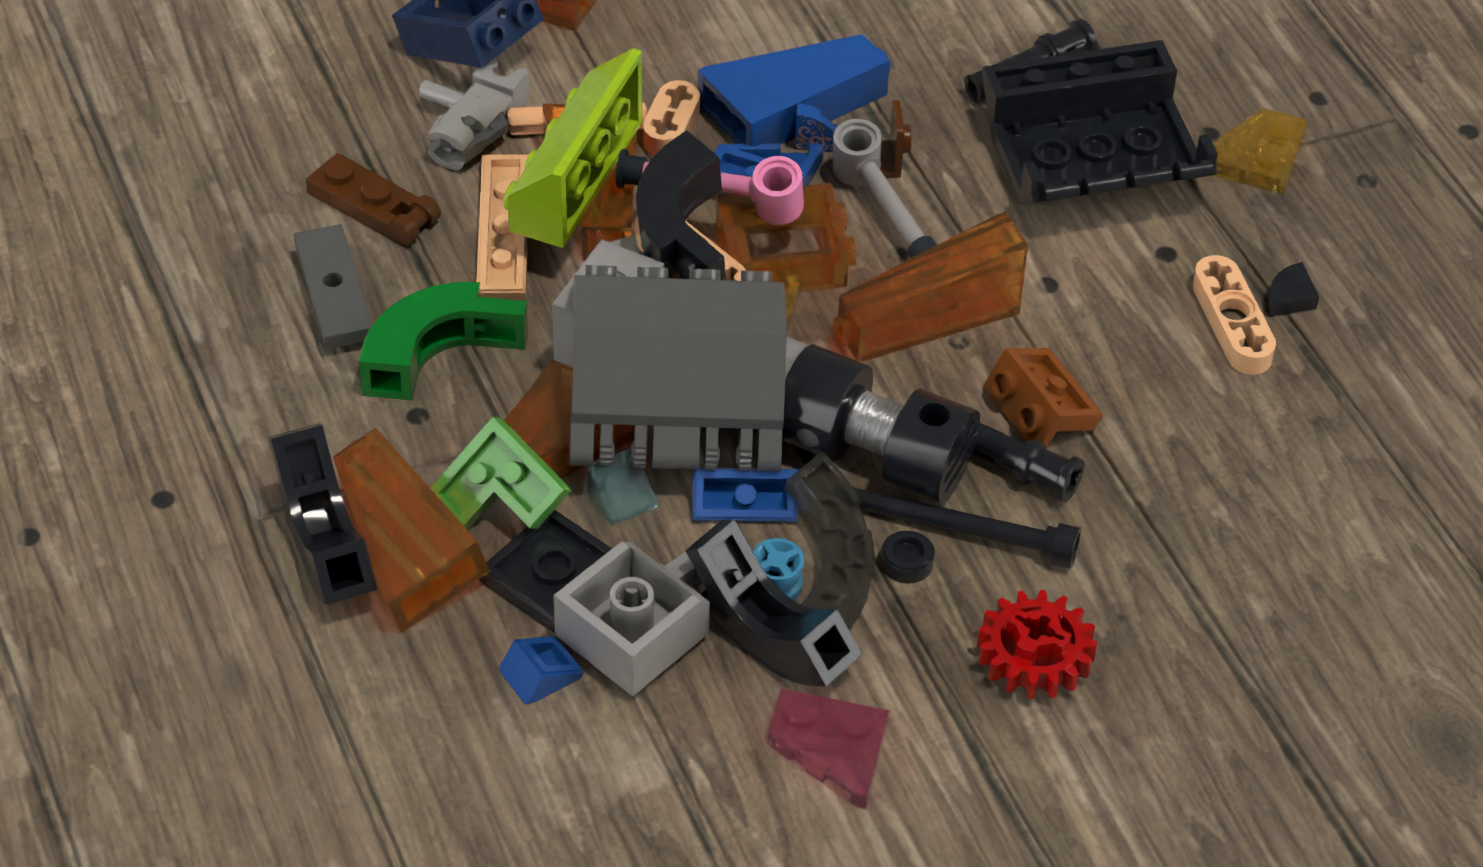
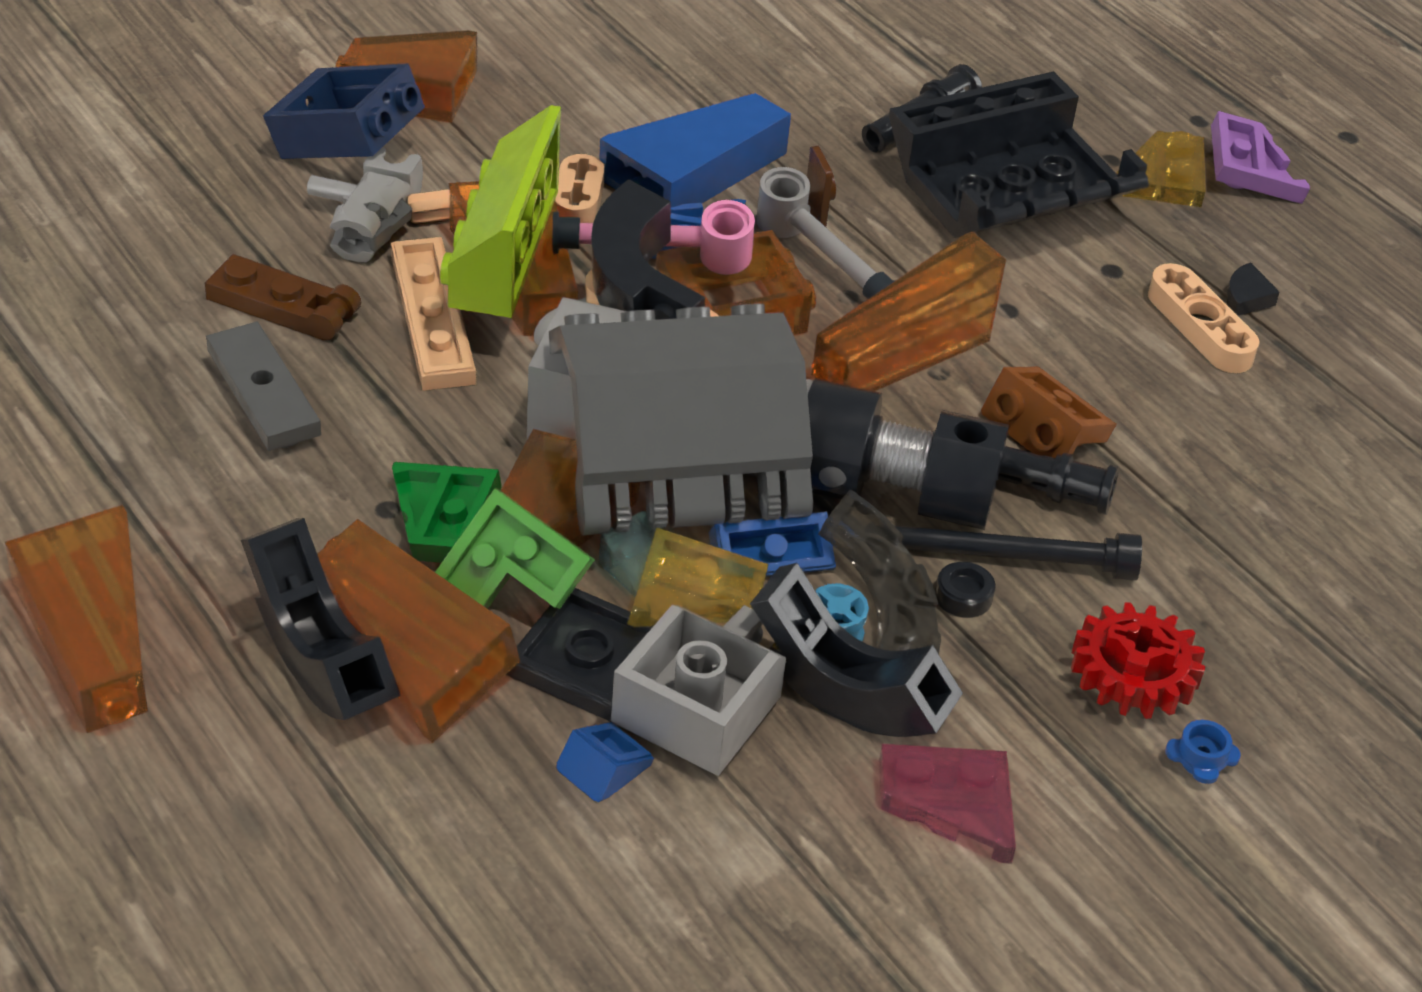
camera: 15 degrees left, 5 degrees down
(141, 475) = (85, 611): none -> clear orange slope
(430, 323) = (387, 408): green arch -> none
(456, 415) = (440, 504): none -> green wing
(656, 517) = (696, 578): none -> clear yellow wing
(813, 128) = (731, 184): blue tile -> none
(1069, 722) = (1204, 750): none -> blue plate
(1349, 150) = (1251, 159): none -> medium lavender wing

